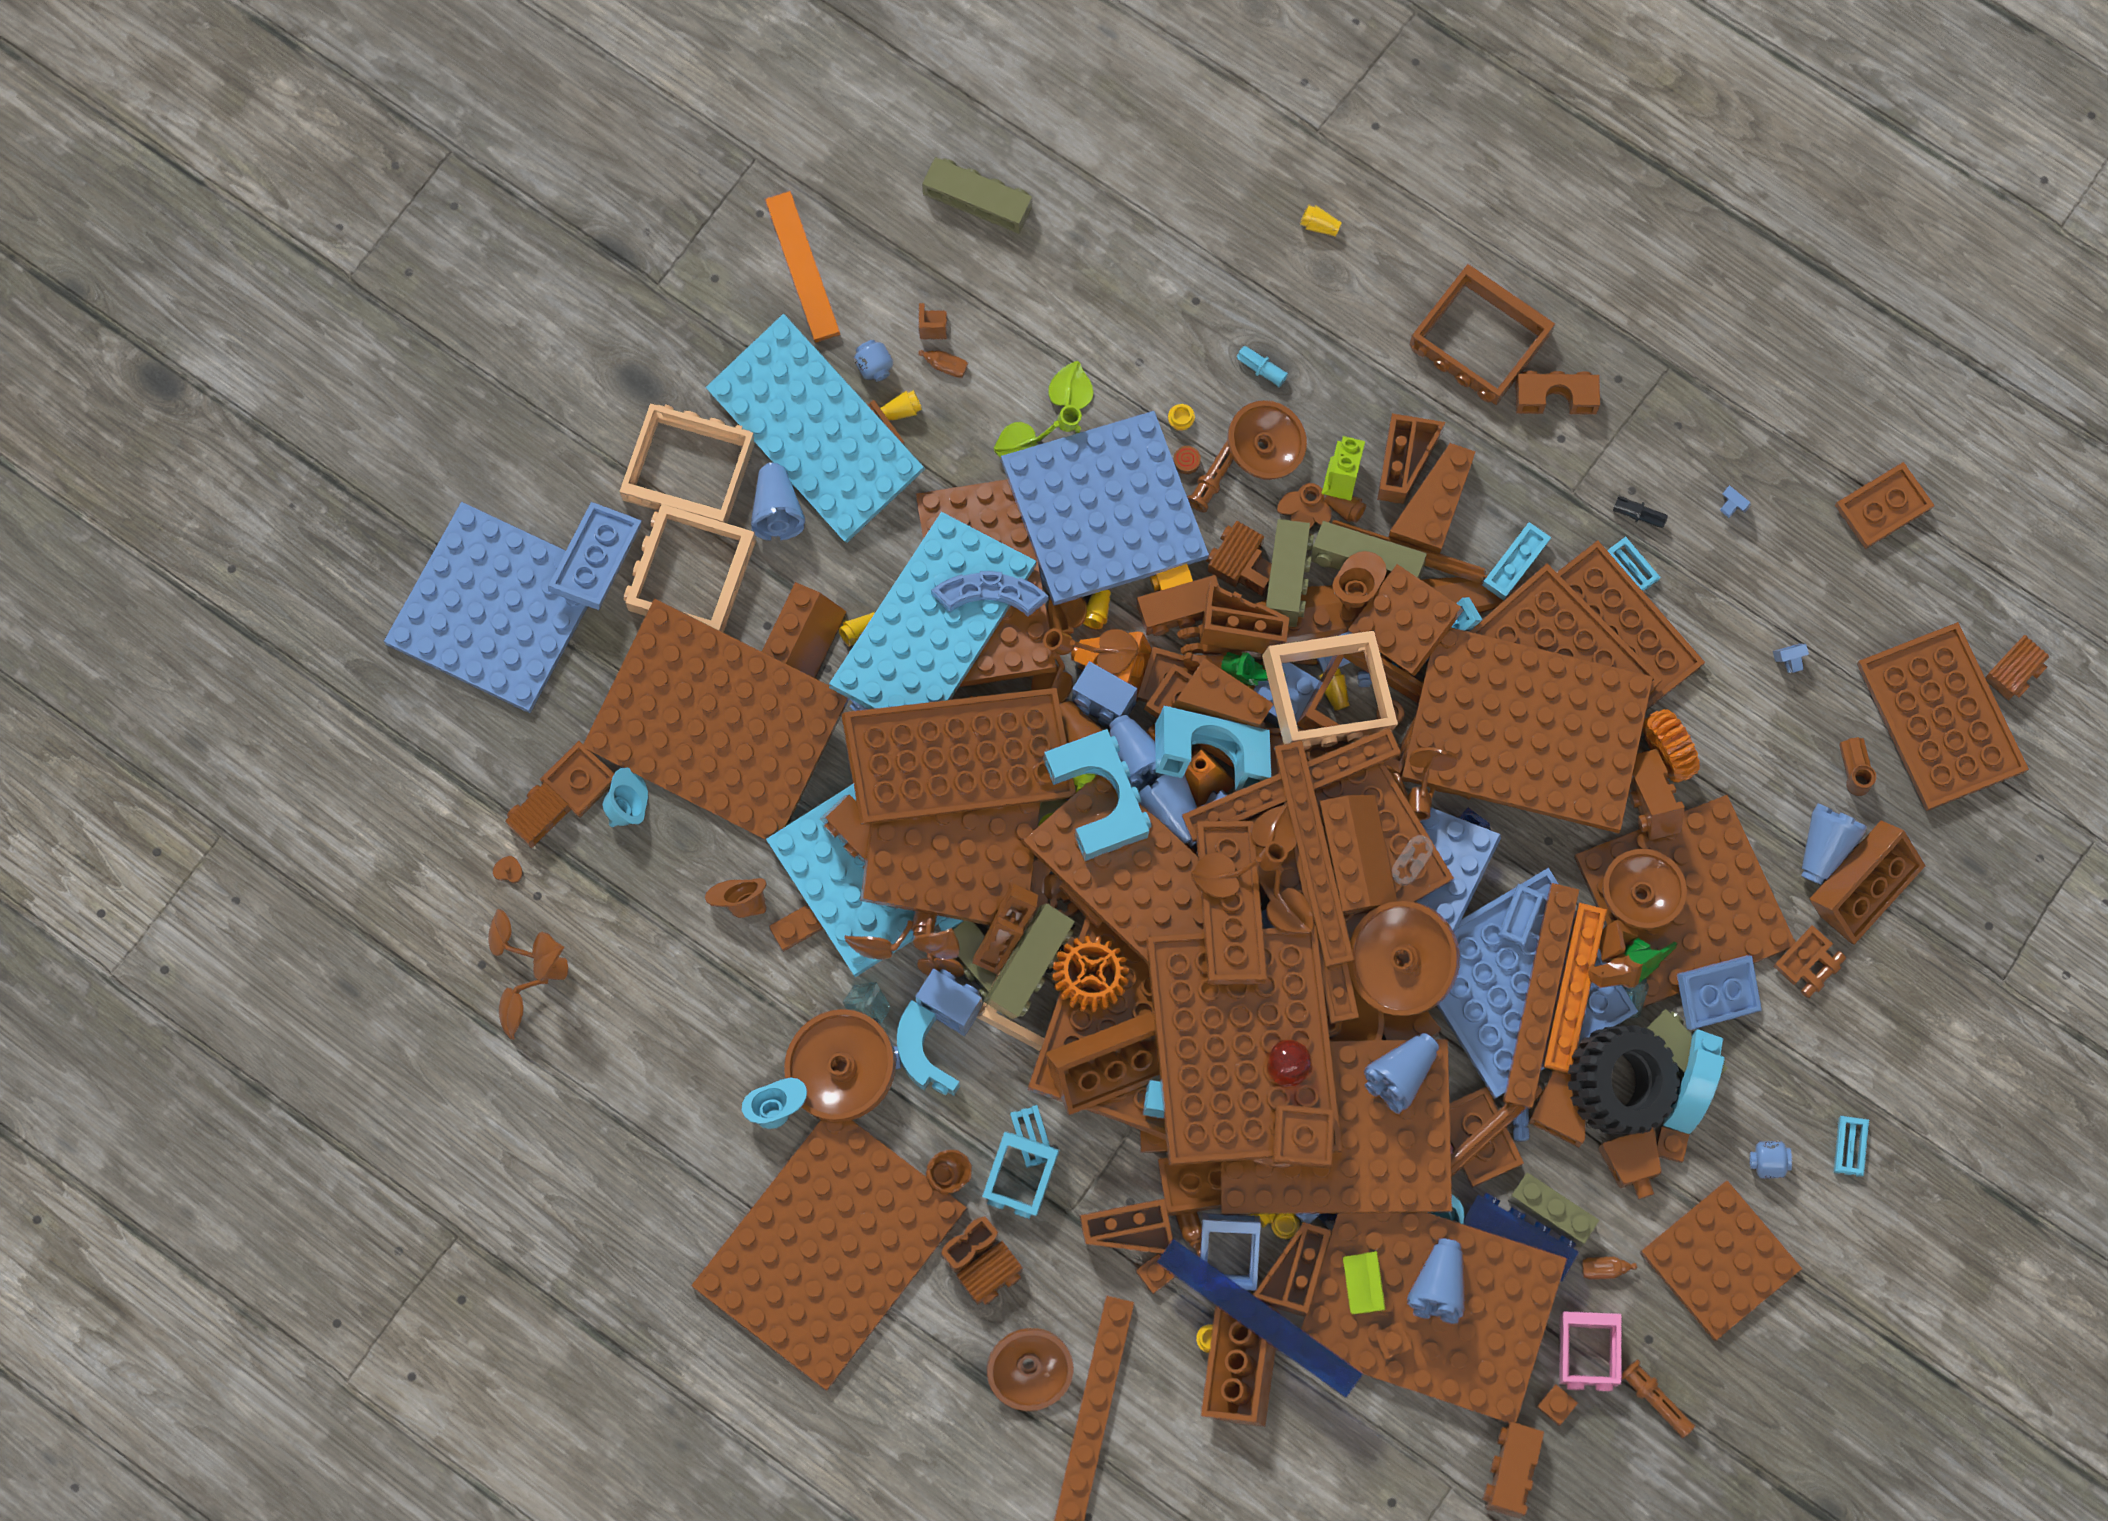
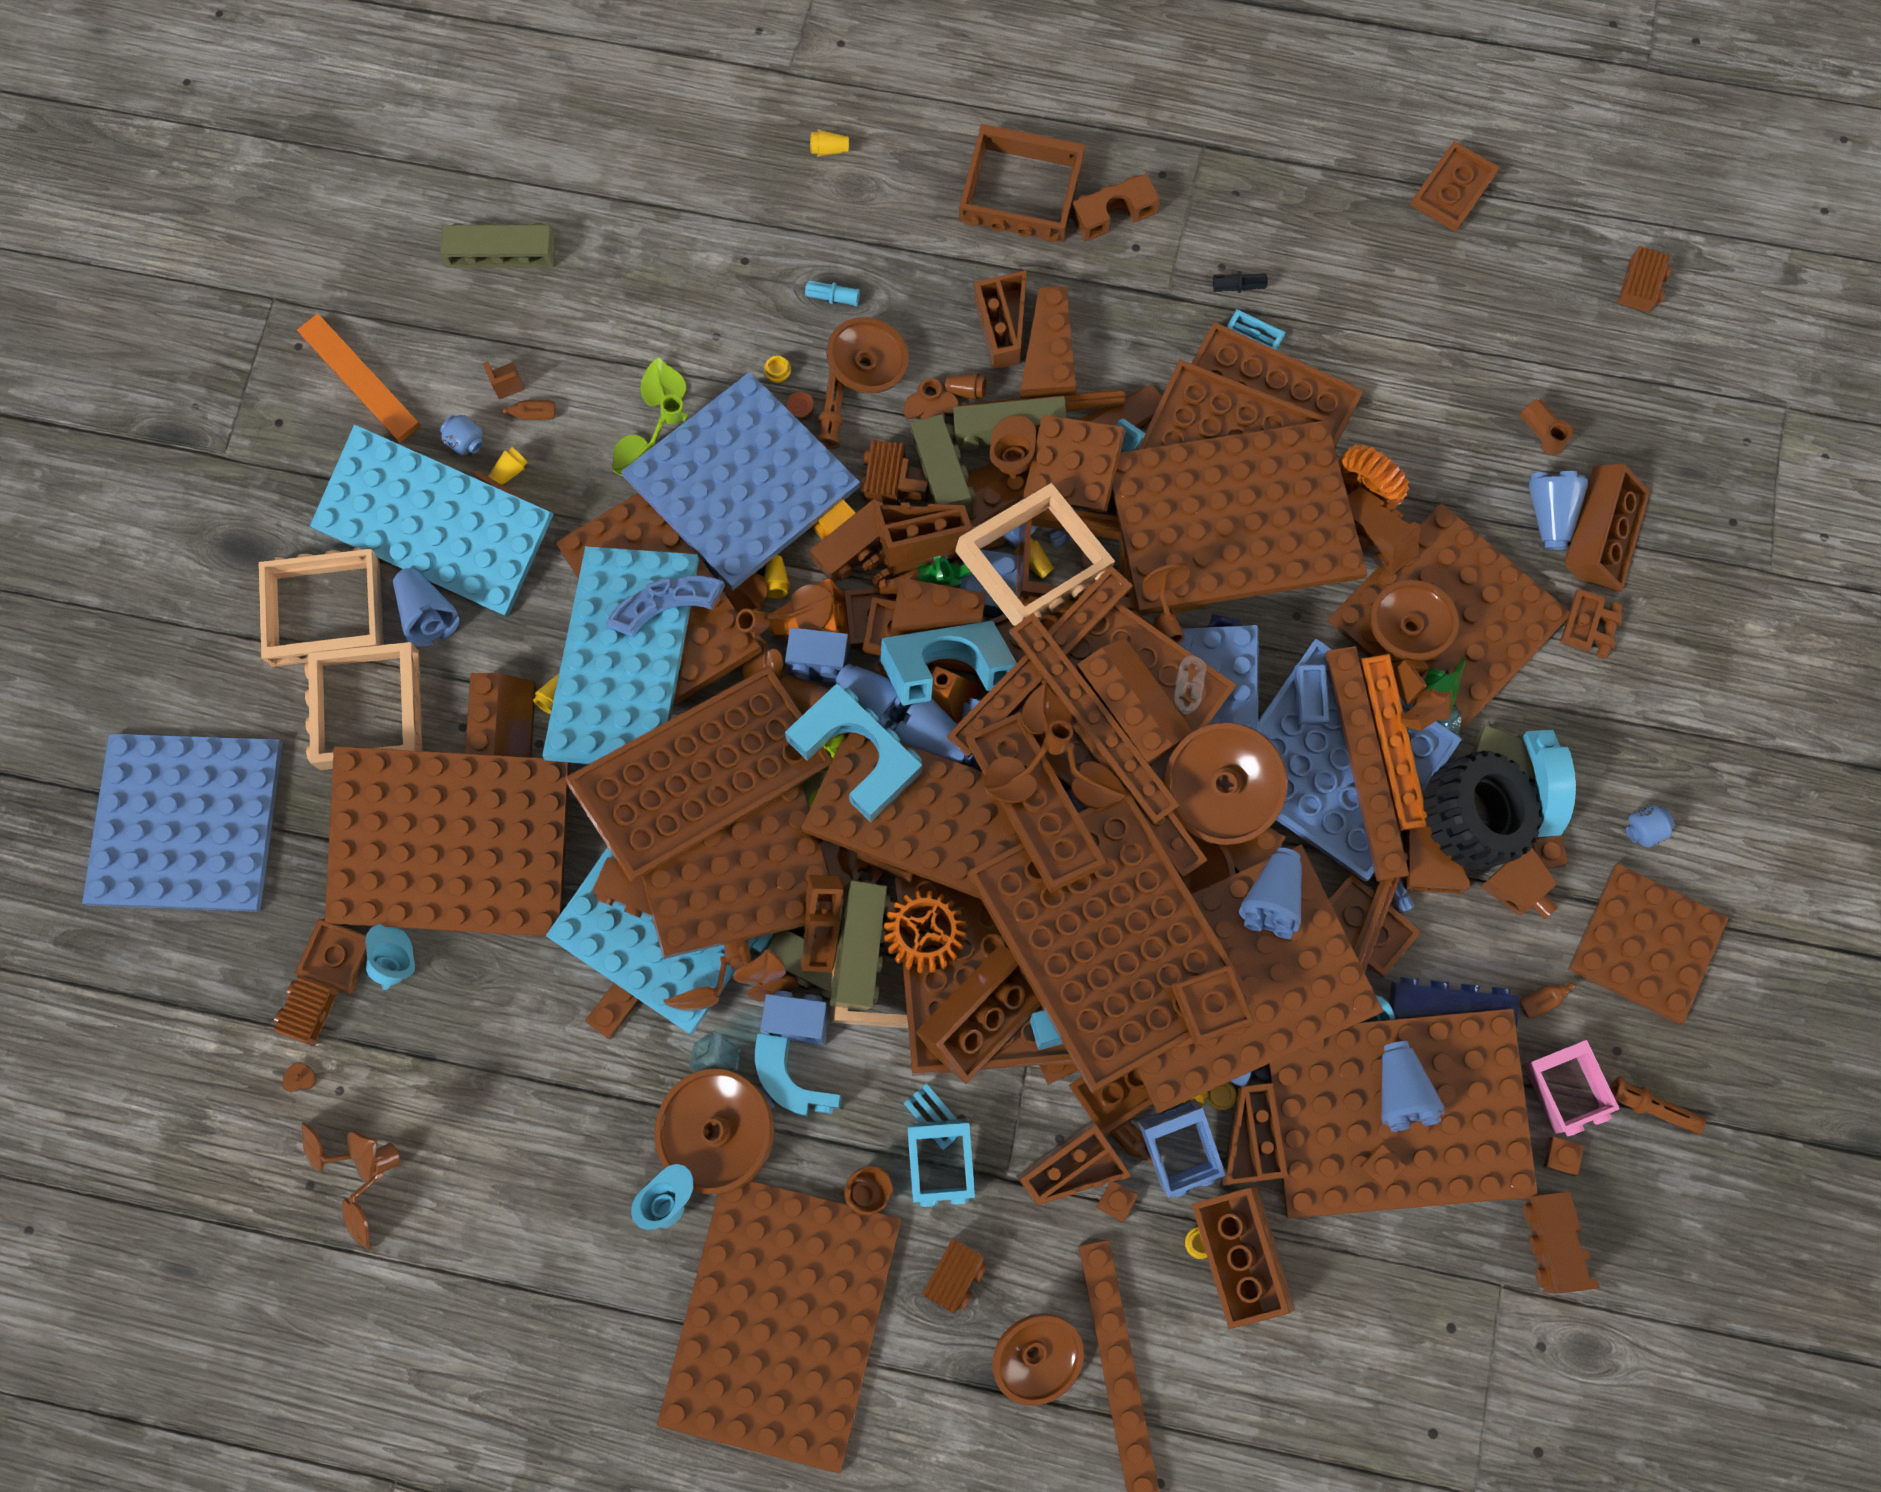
camera: 20 degrees left, 0 degrees up
(594, 556) = (261, 731): medium blue plate -> none
(740, 897) = (542, 1004): dark orange piece -> none
(977, 1239) = (925, 1248): dark orange brick -> none
(1260, 1318) = (1246, 1205): clear blue plate -> none
(1289, 1063) = (1164, 936): clear red hair -> none
(1343, 468) = (951, 351): lime window -> none
(1364, 1283) = (1329, 1121): lime panel -> none
(1516, 561) = (1148, 371): medium azure plate -> none
(1553, 1210) = (1471, 965): olive brick -> none
(1719, 992) = (1527, 688): medium blue tile -> none
(1734, 502) = (1320, 235): medium blue tile -> none
(1791, 657) = (1439, 353): medium blue tile -> none
(1848, 1170) = (1703, 784): medium azure tile -> none
(1942, 716) = (1599, 350): dark orange plate -> none

